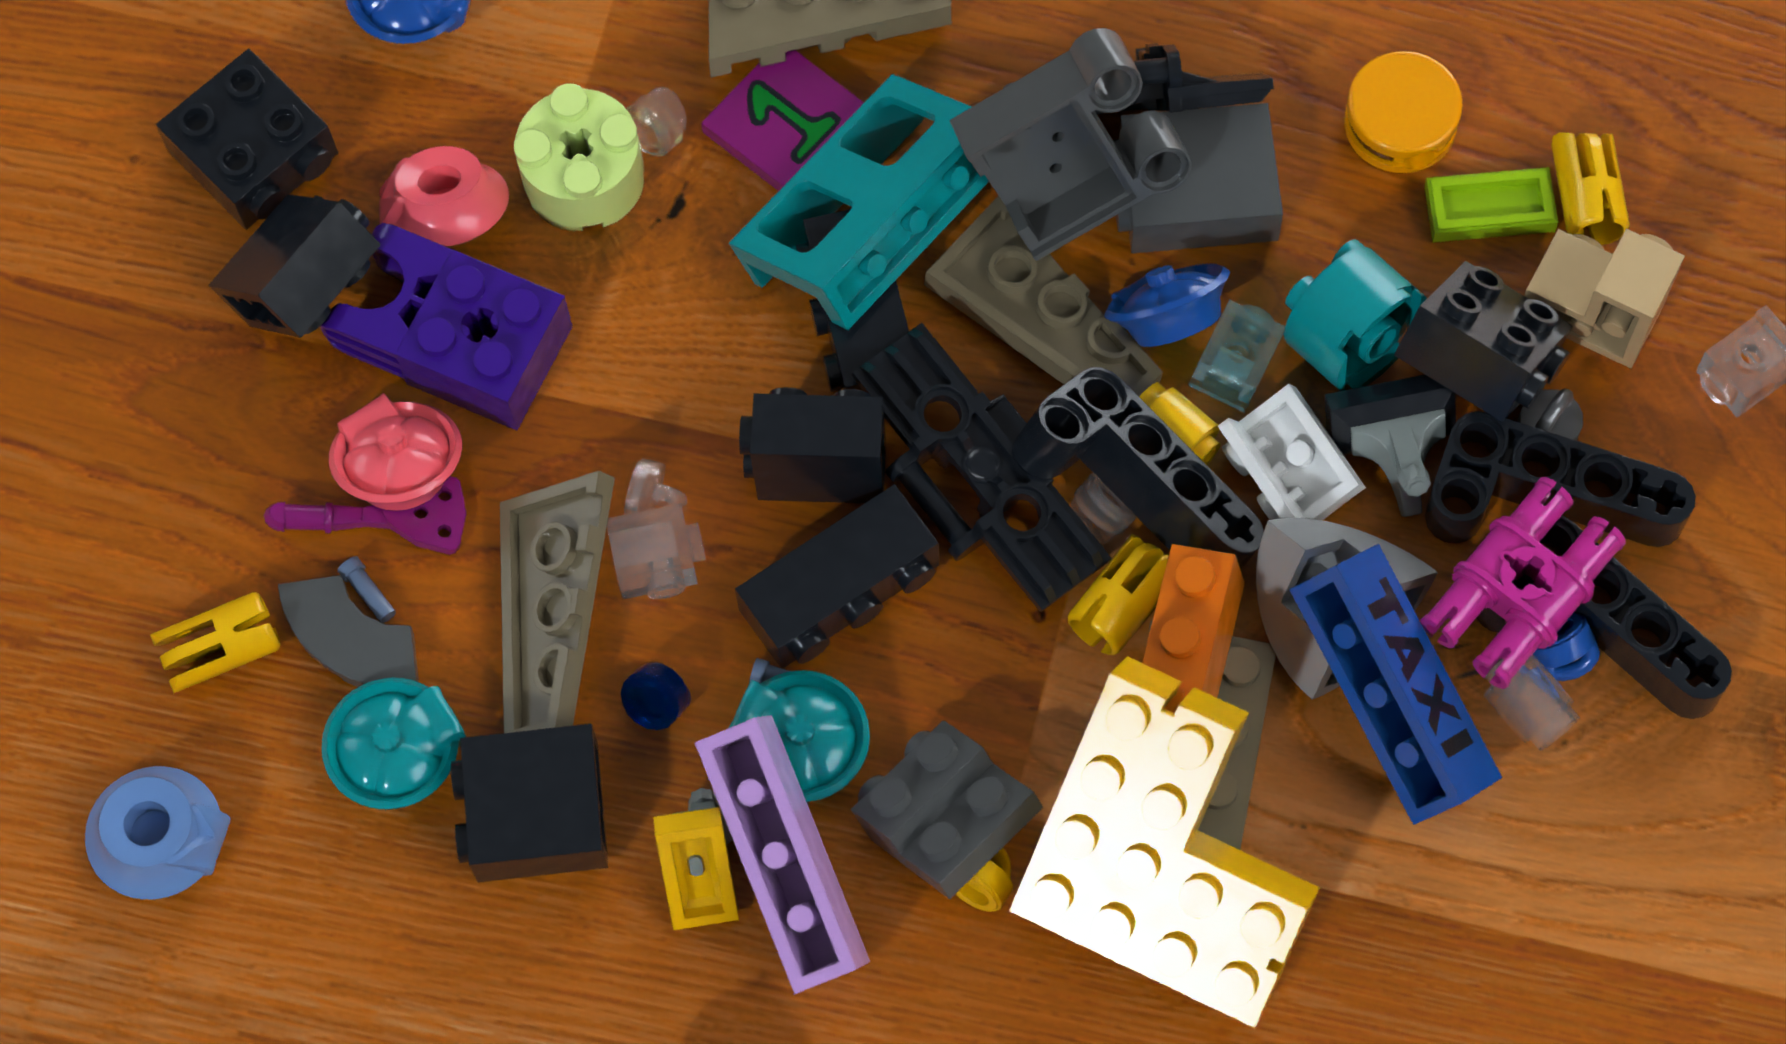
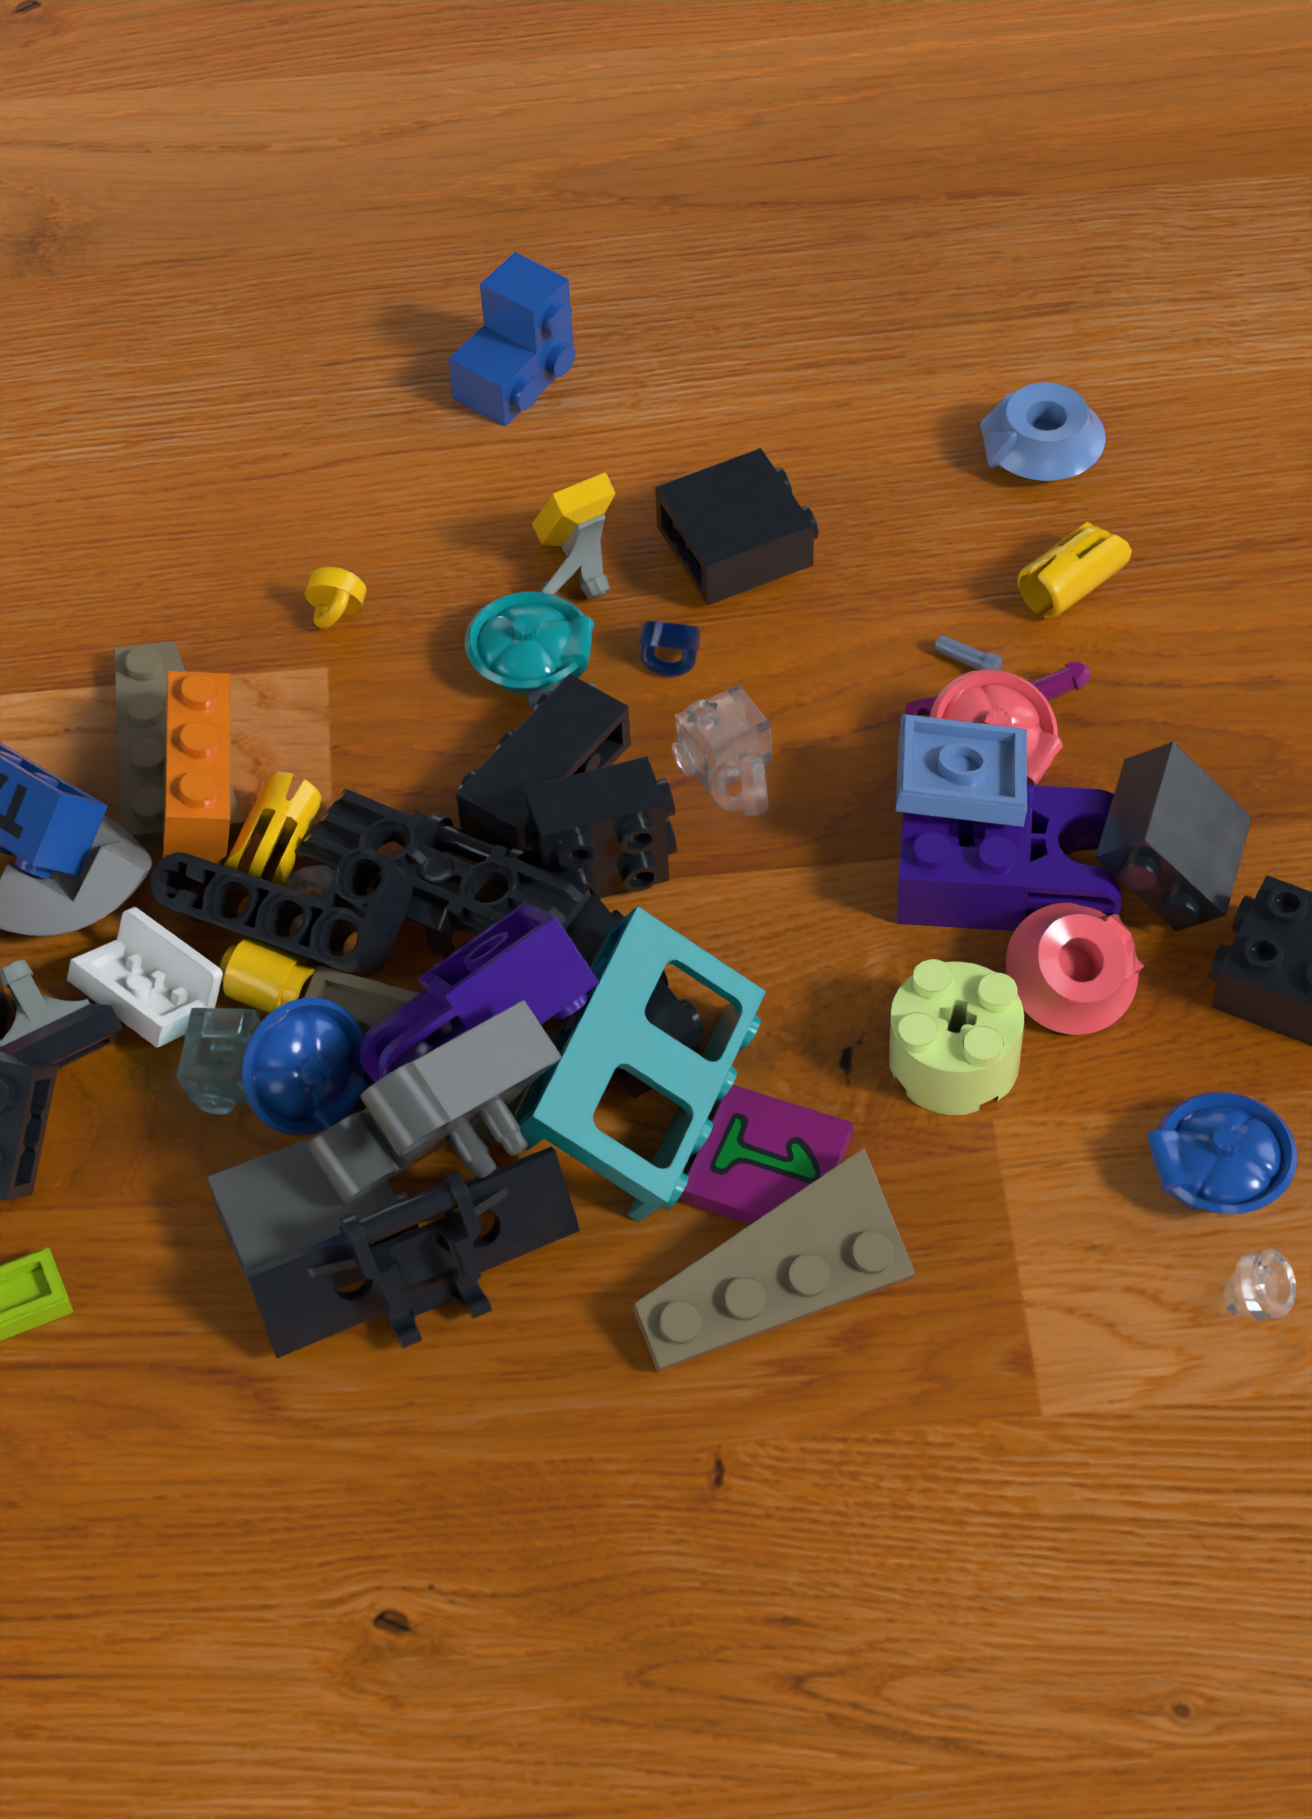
camera: 160 degrees right, 15 degrees down
(344, 637) = (965, 614): dark grey tile -> none
(390, 743) = (879, 540): teal piece -> none
(456, 371) = (962, 770): none -> medium blue tile
(547, 596) = (796, 673): dark tan wing -> none
(658, 120) = (900, 1101): clear tile -> none
(782, 853) = (503, 528): lavender brick -> none
(944, 808) = (379, 617): dark grey plate -> none
(992, 251) = (509, 962): none -> dark purple brick
(1135, 873) = (134, 588): piece -> none
(1351, 316) = (109, 1105): teal brick -> none
(1403, 112) = (109, 1357): light orange head -> none

